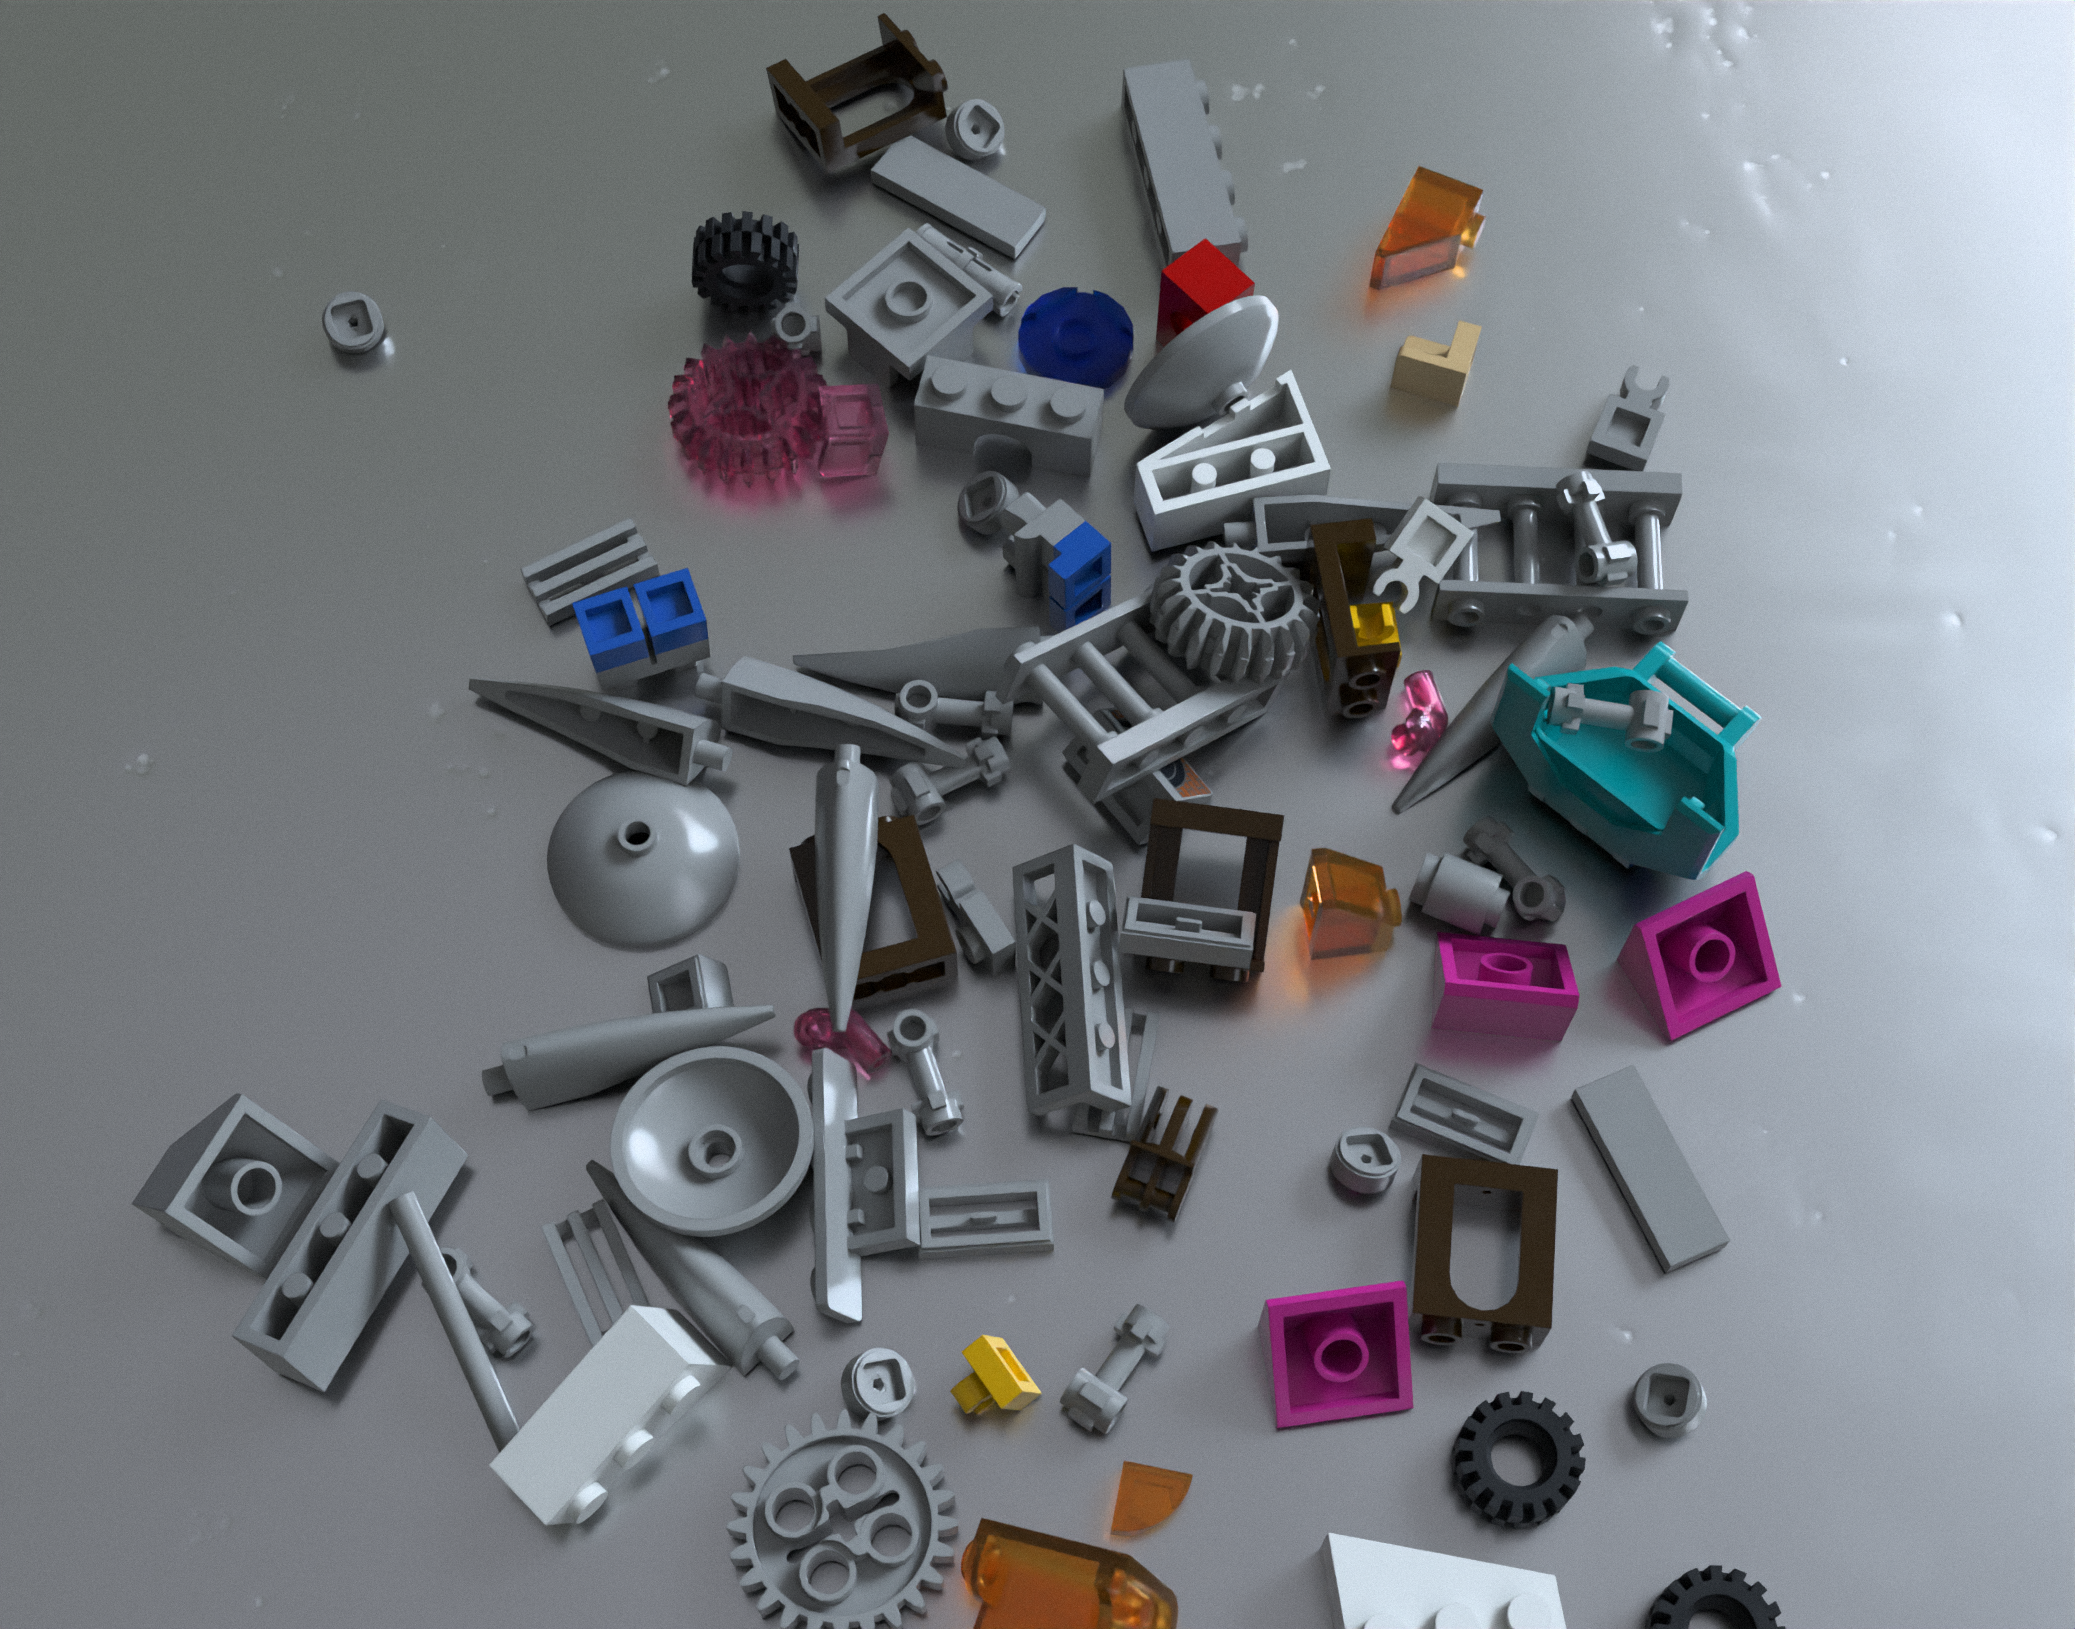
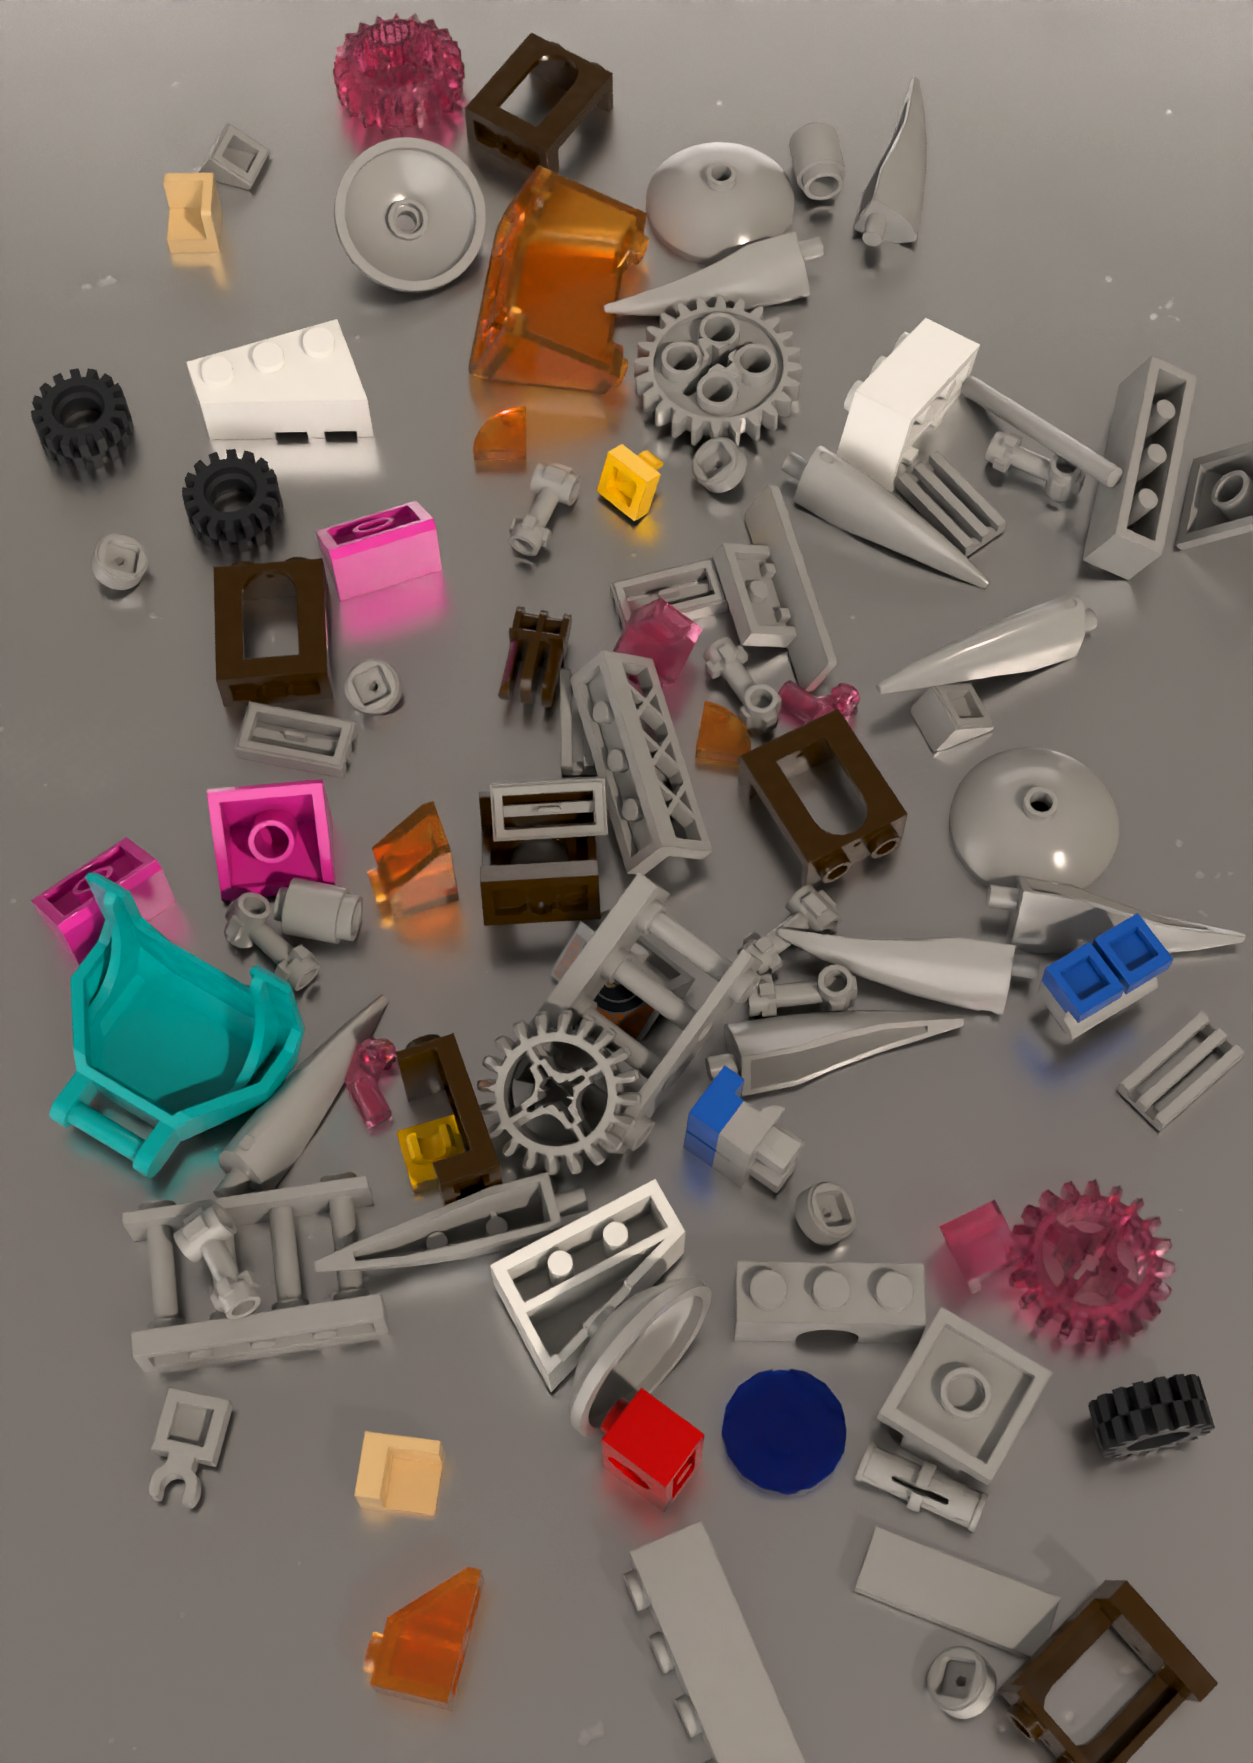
camera: 170 degrees right, 0 degrees up
(706, 1107) = (900, 555): light grey dish -> none
(797, 329) = (1074, 1366): light grey bar -> none
(844, 871) = (854, 797): light grey piece -> none
(965, 1021) = (721, 735): none -> clear orange tile
(981, 929) = (727, 802): light grey plate -> none
(1012, 1137) = (659, 634): none -> clear pink panel
(1424, 545) = (389, 1206): white plate -> none
(1644, 719) = (161, 1048): light grey bar -> none
(1650, 1168) = (141, 730): light grey tile -> none

